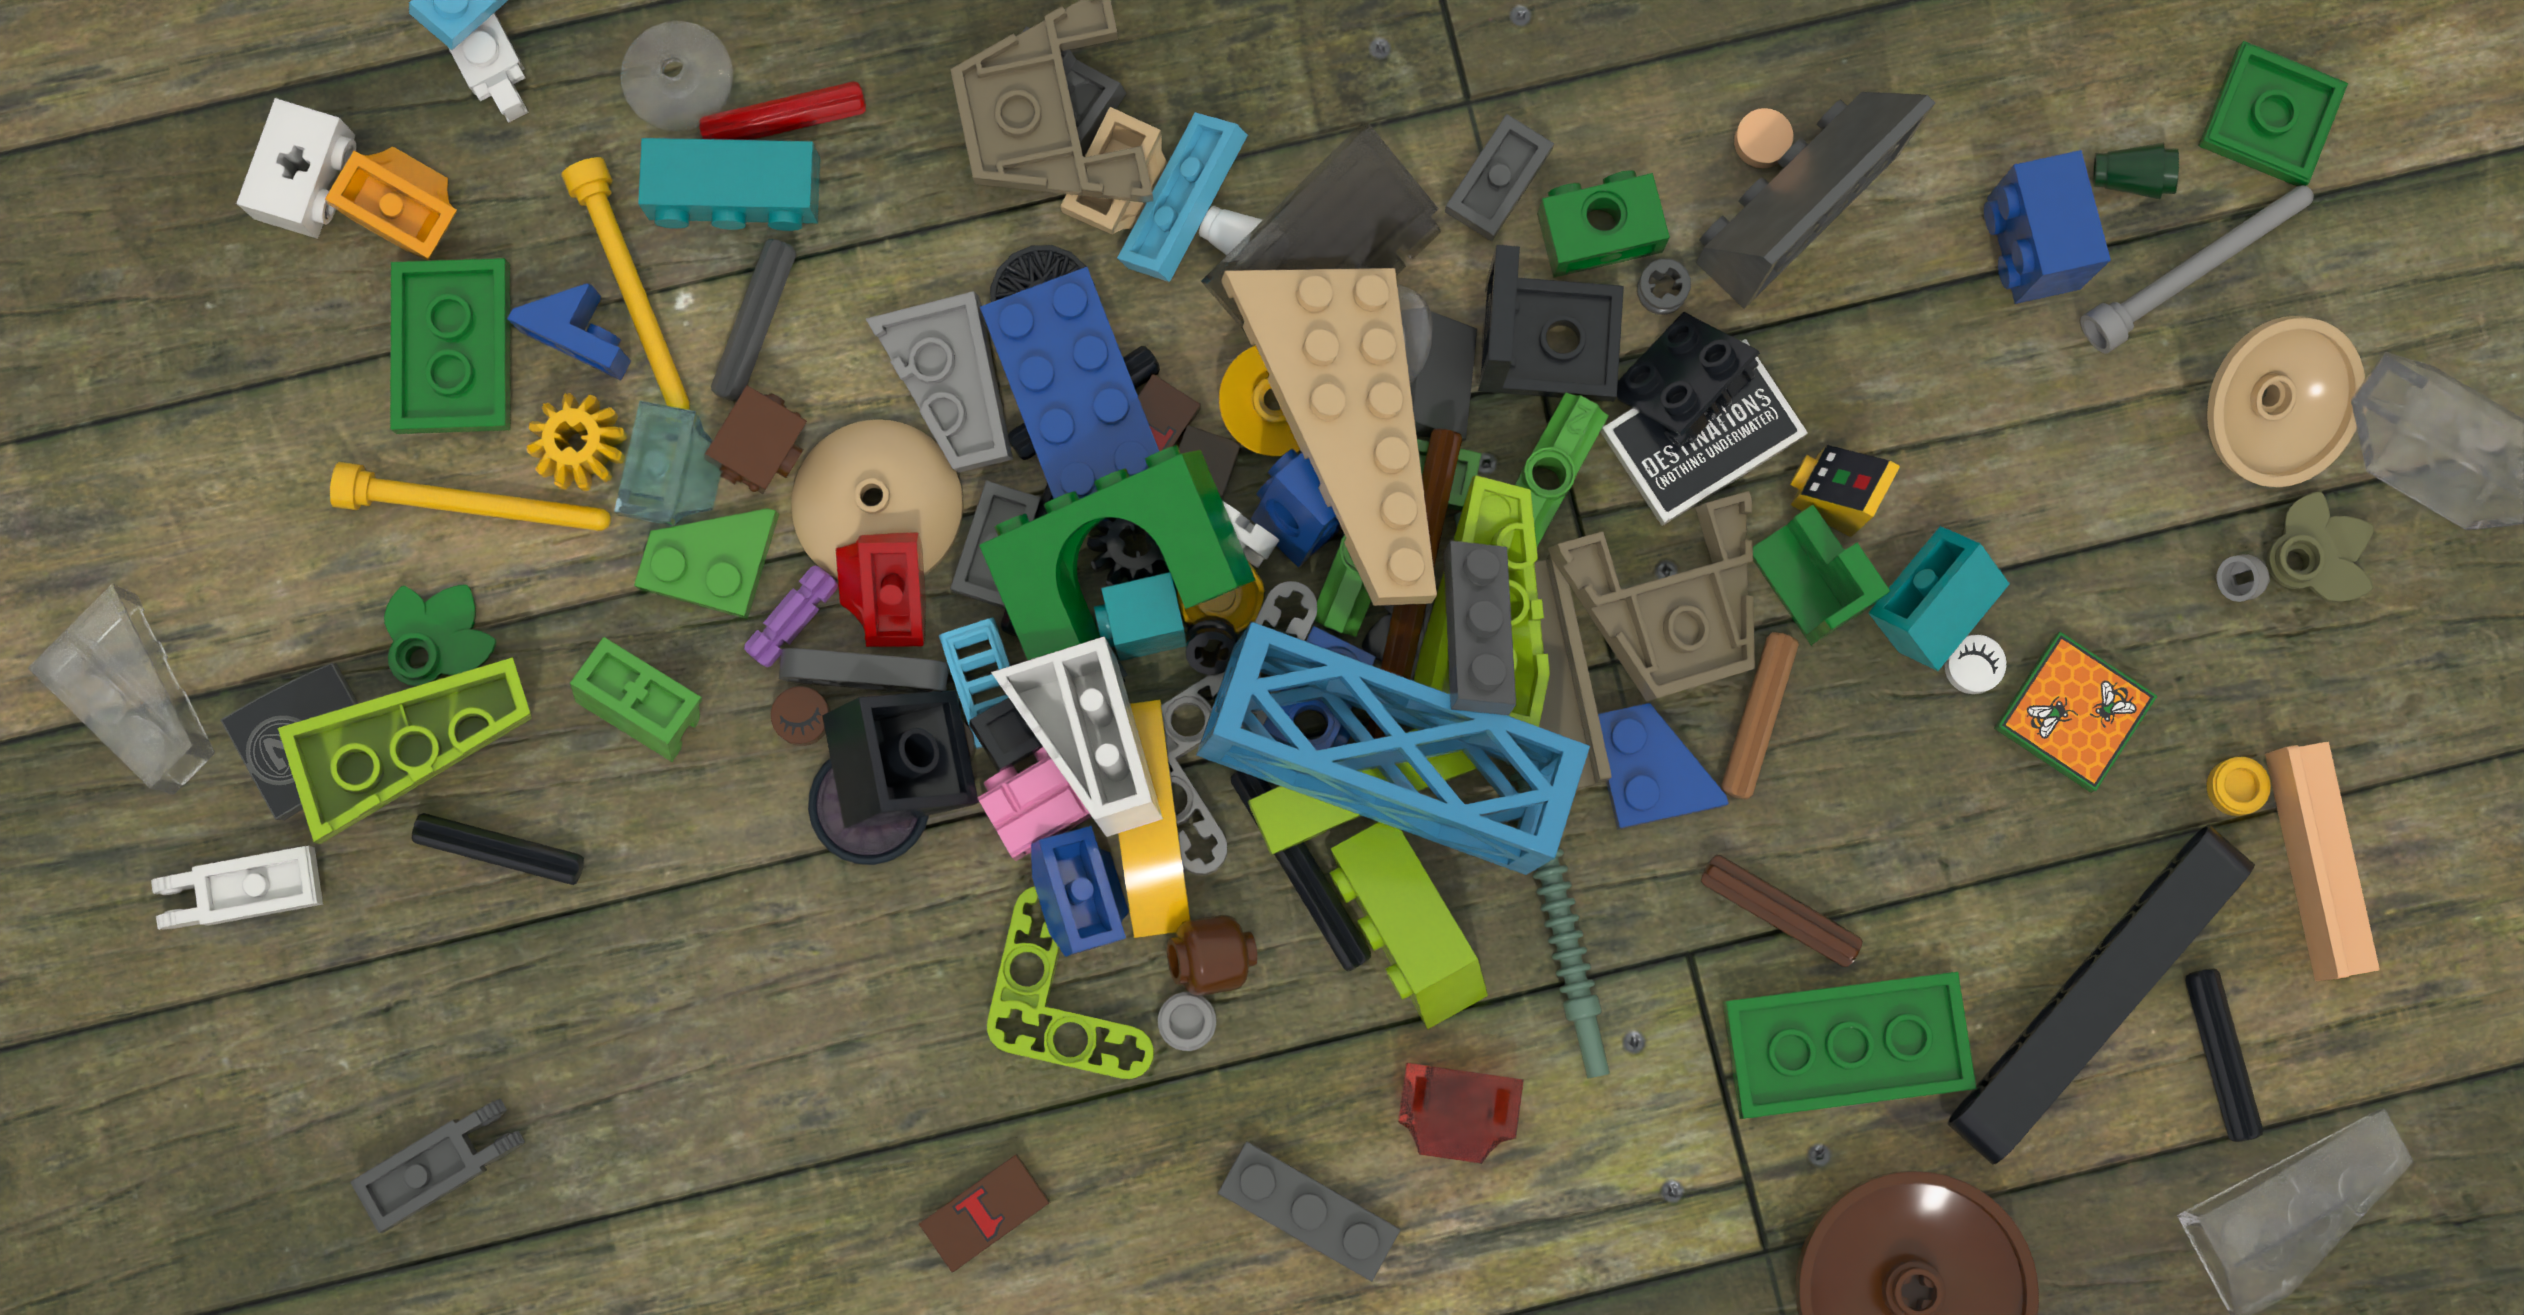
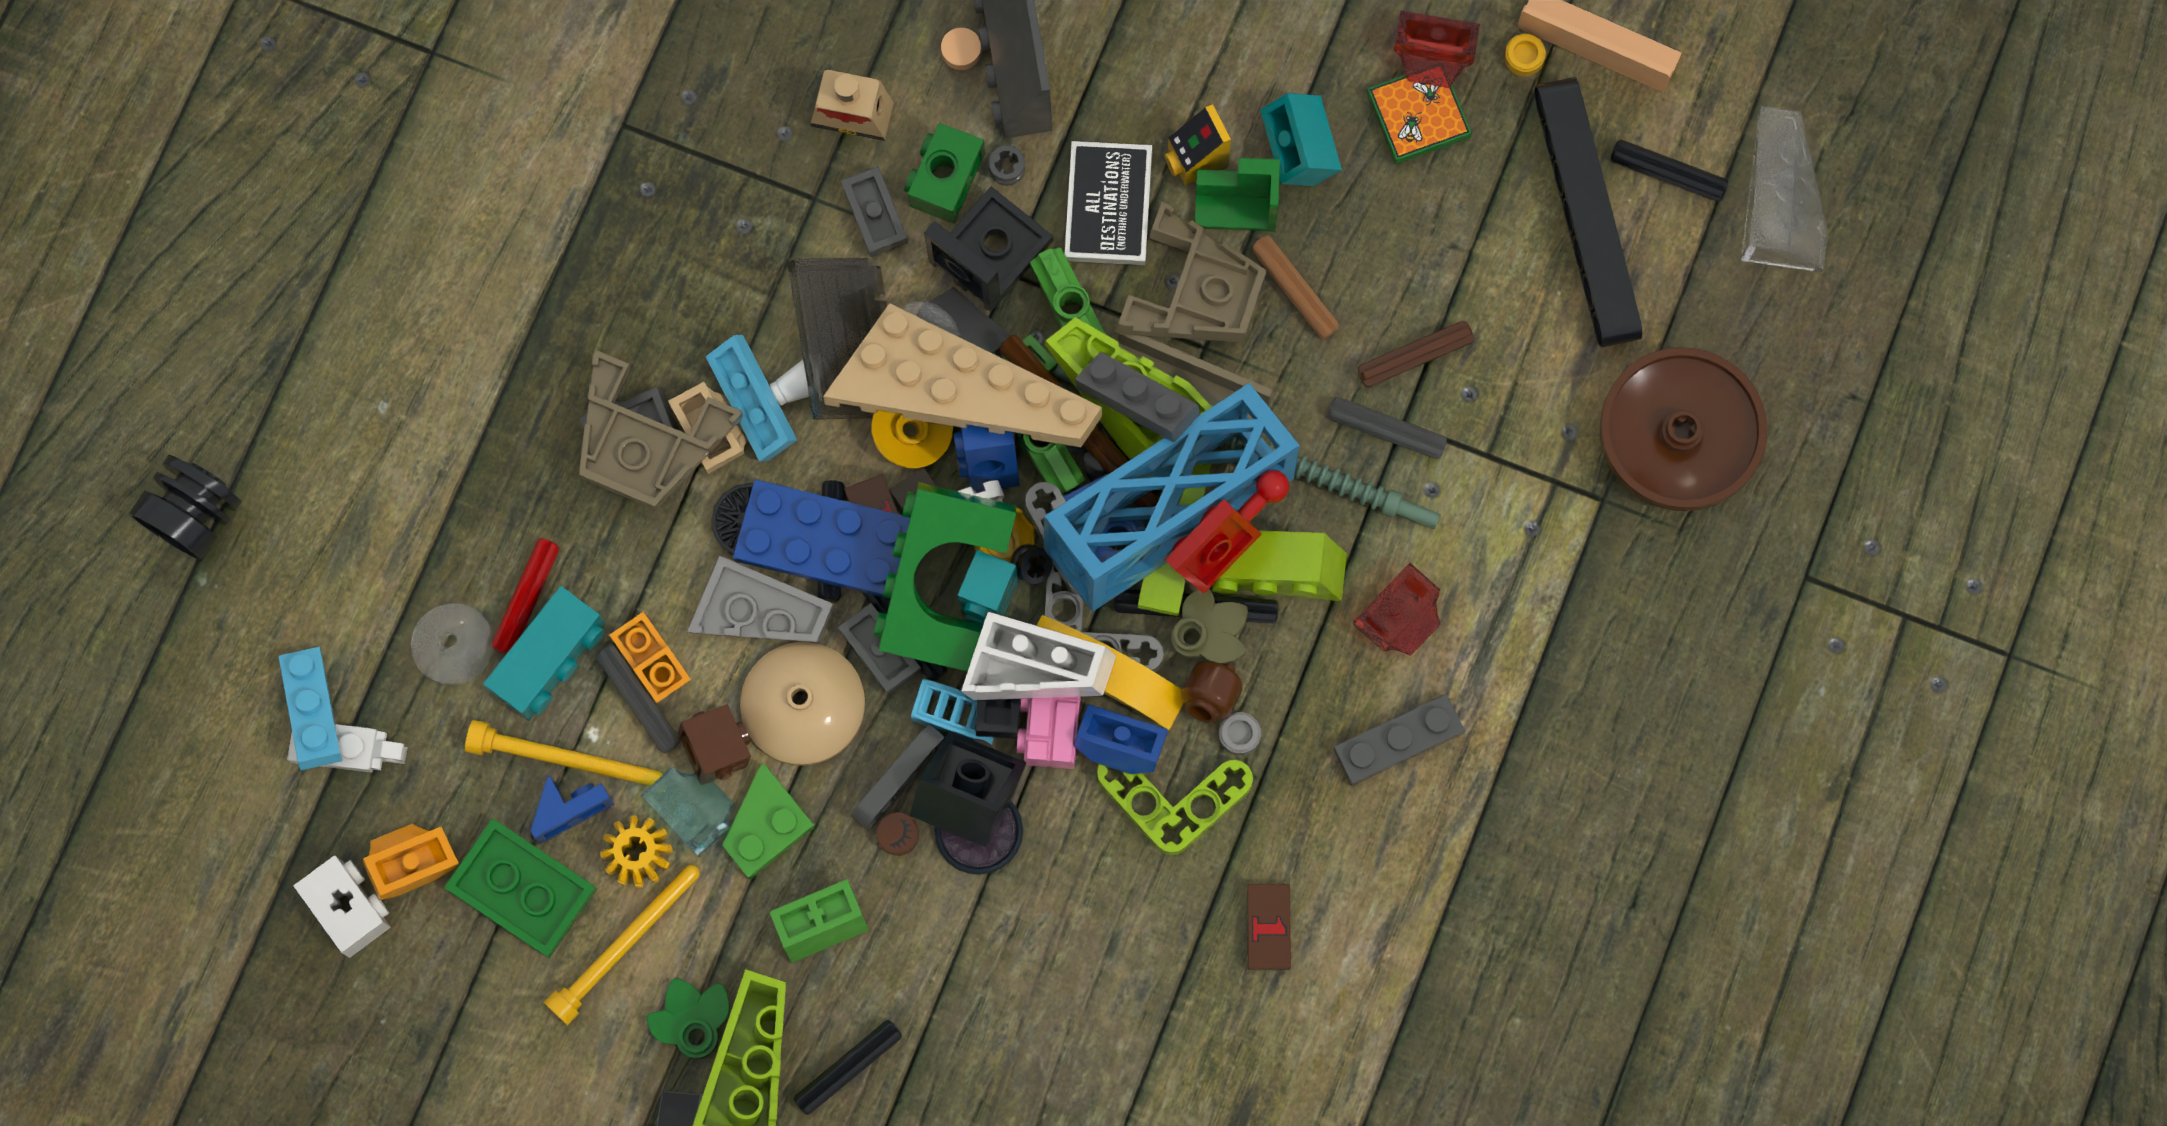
camera: 50 degrees left, 5 degrees down
(791, 616) = (834, 798): medium lavender axle -> none
(810, 299) = (649, 657): none -> light orange slope
(885, 587) = (858, 730): red slope -> none
(1116, 552) = (938, 583): black gear -> none
(1288, 908) = (1216, 626): none -> olive plate
(1390, 844) = (1224, 534): none -> red plate
(1598, 59) = (850, 105): none -> tan torso
(1653, 770) = (1285, 367): blue wing -> none
(1669, 939) = (1387, 427): none -> dark grey axle
(1686, 375) = (1070, 188): black hinge -> none
(1849, 1045) = (1518, 370): green plate -> none
(1976, 665) = (1353, 147): white tile -> none
(2167, 675) = (1435, 47): none -> clear red slope

